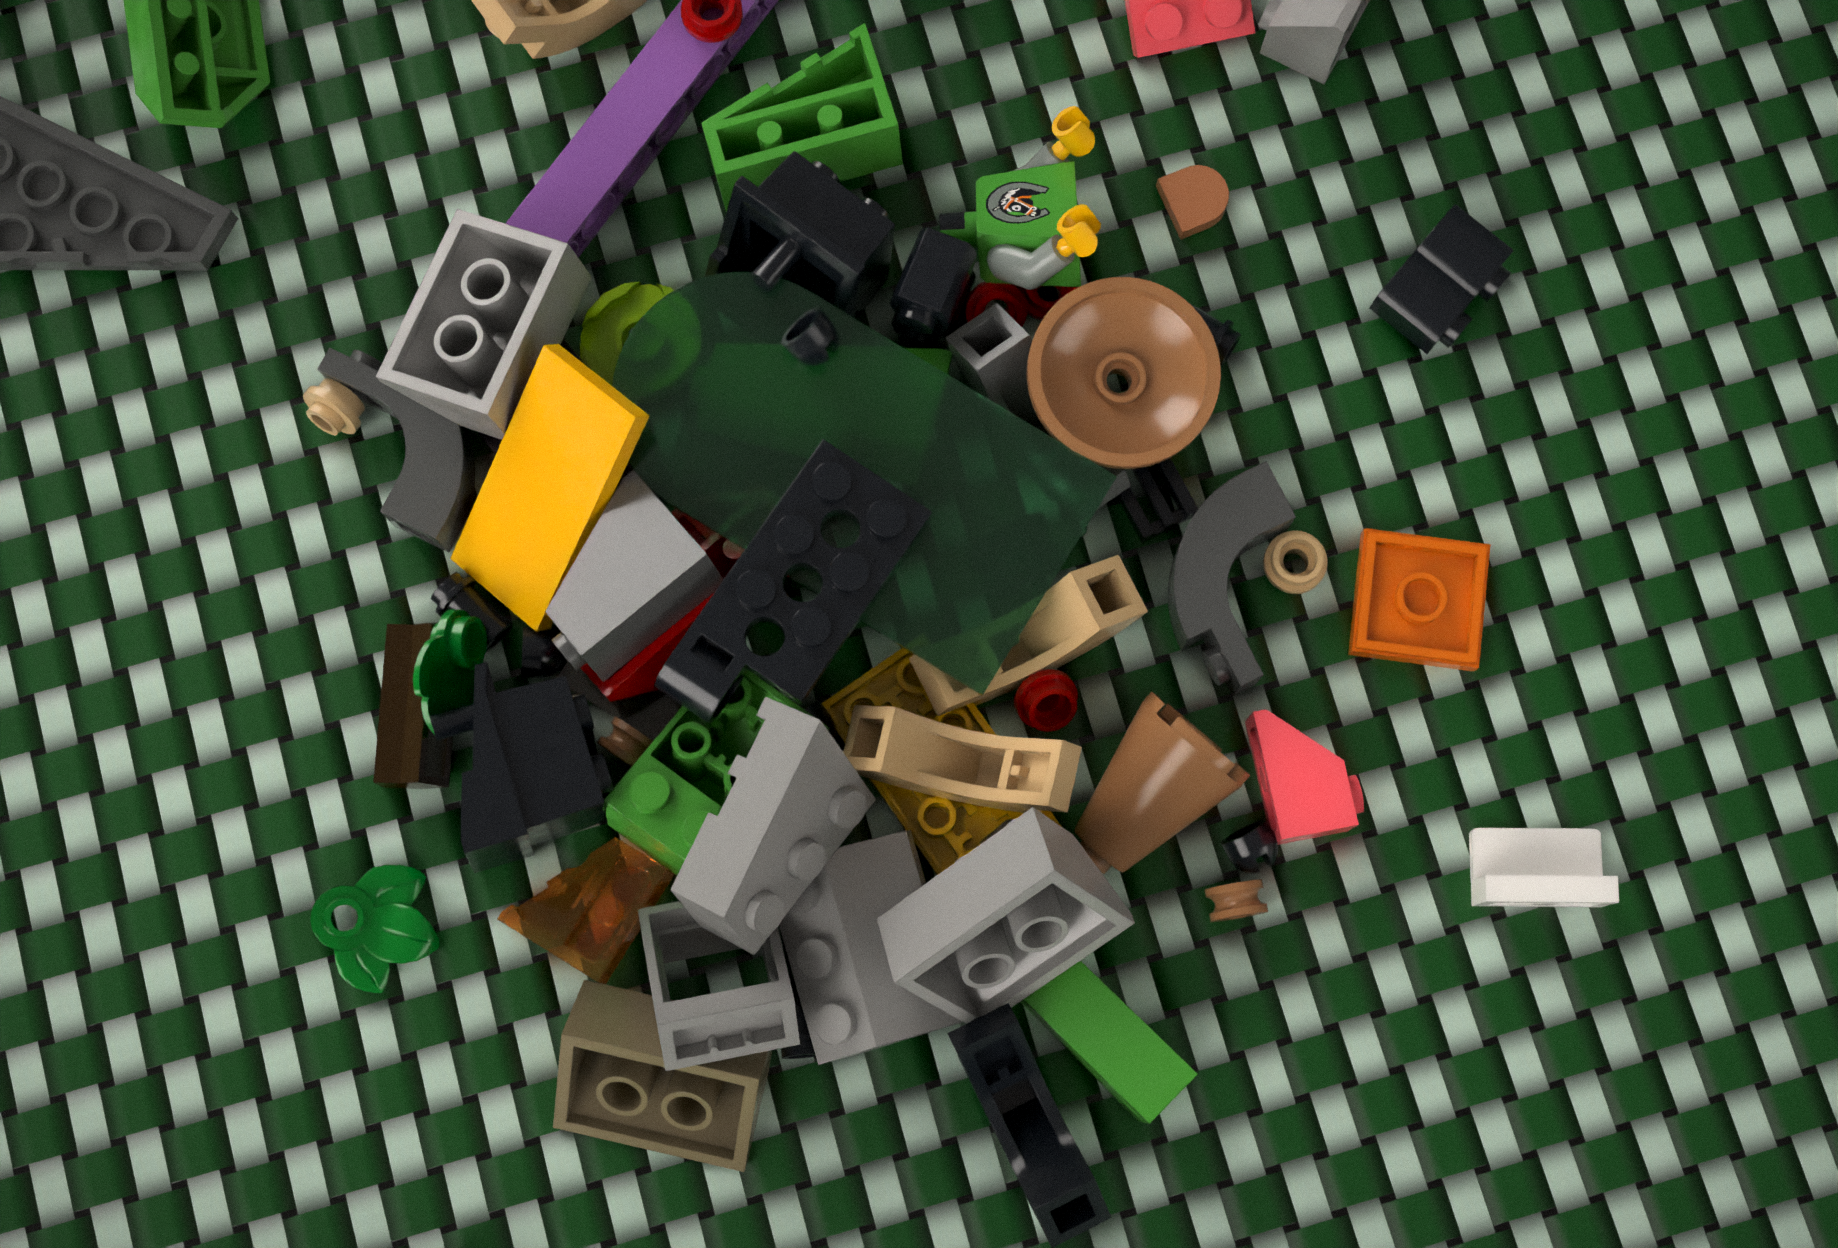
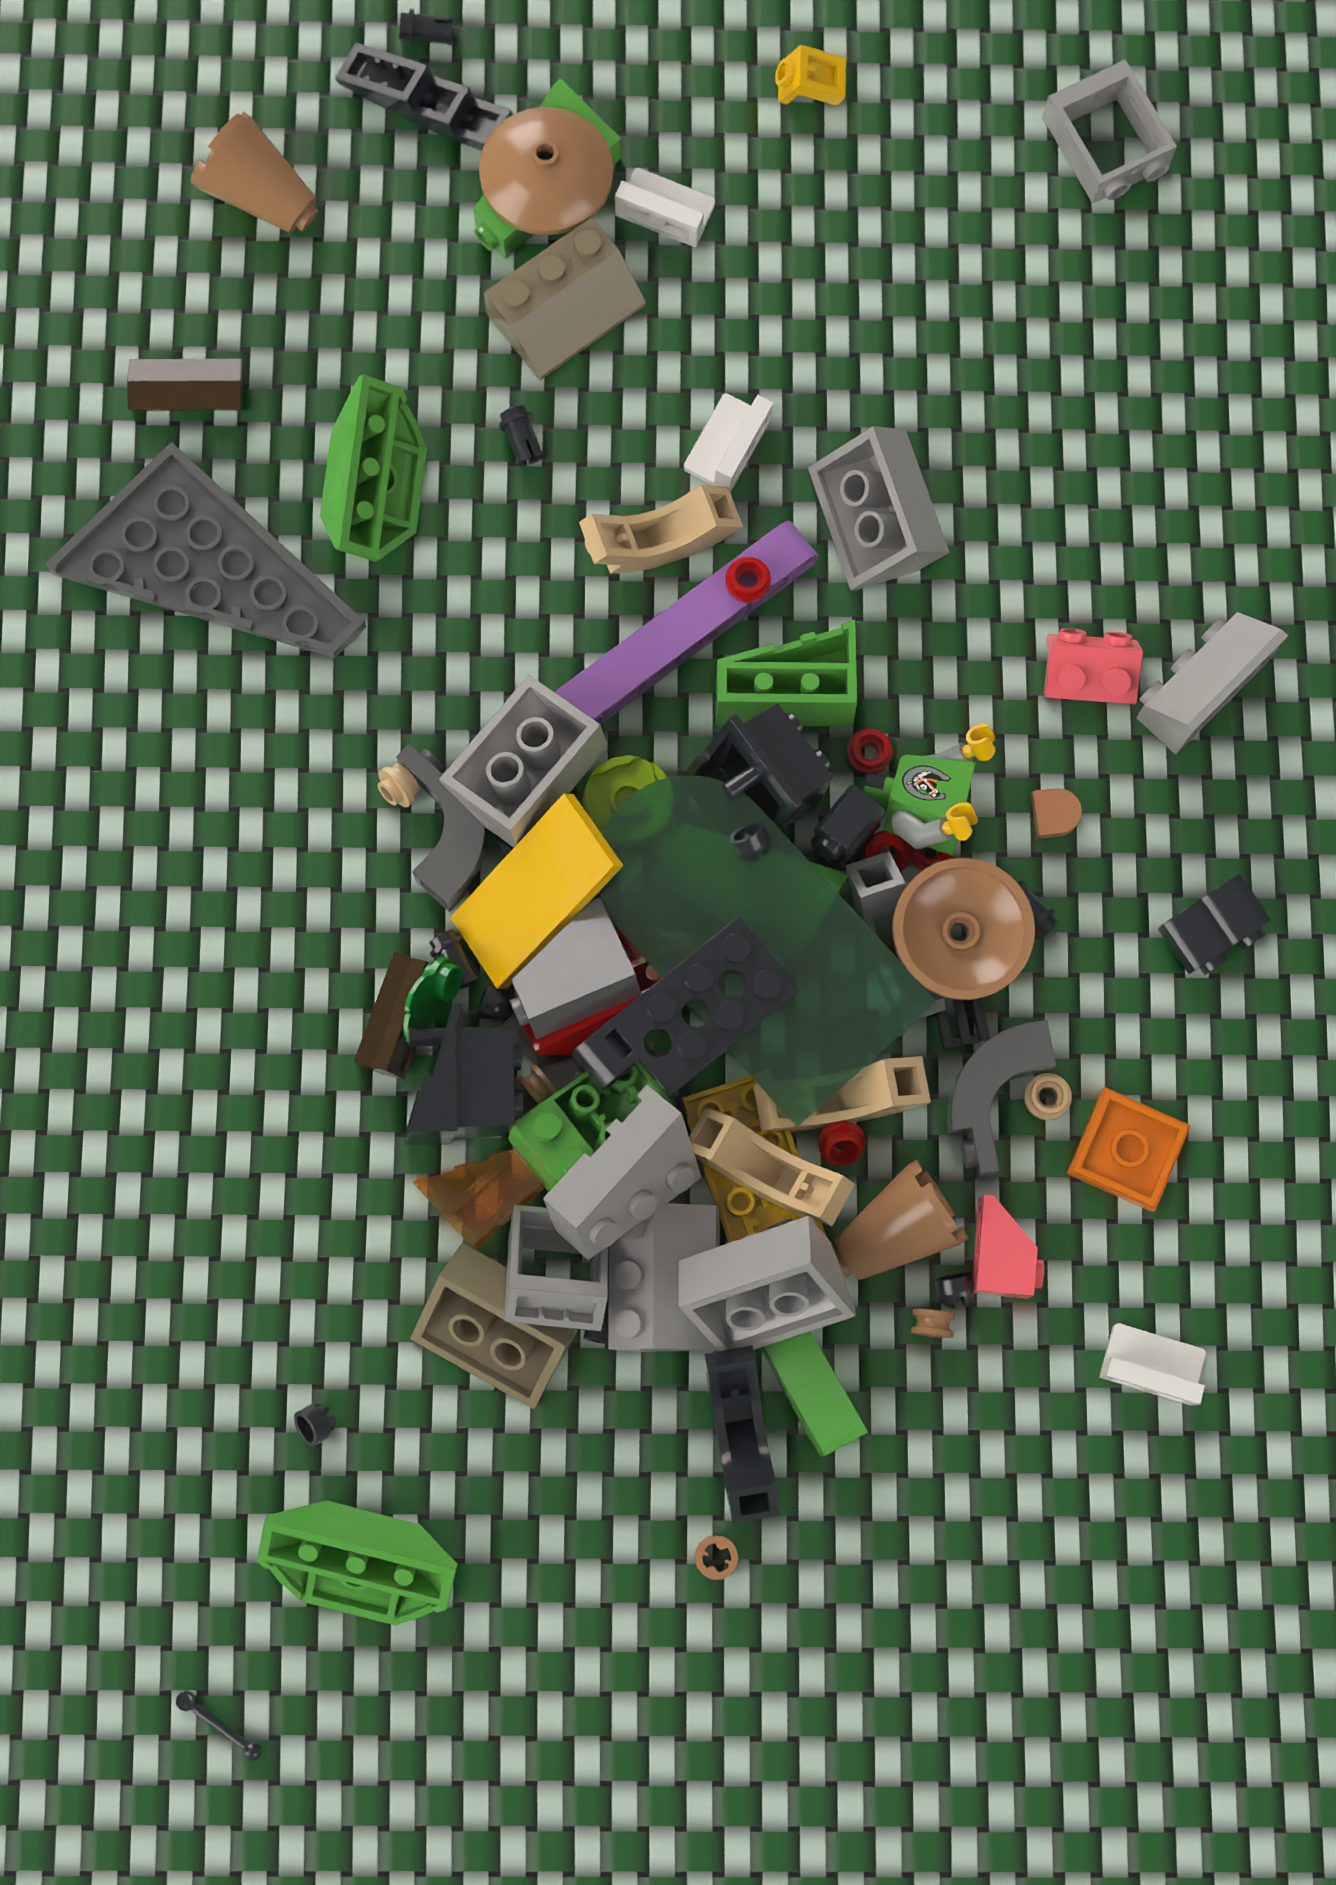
camera: 10 degrees right, 0 degrees up
(384, 929) = (332, 1165): green plate -> none
(933, 173) = (872, 738): none -> red plate

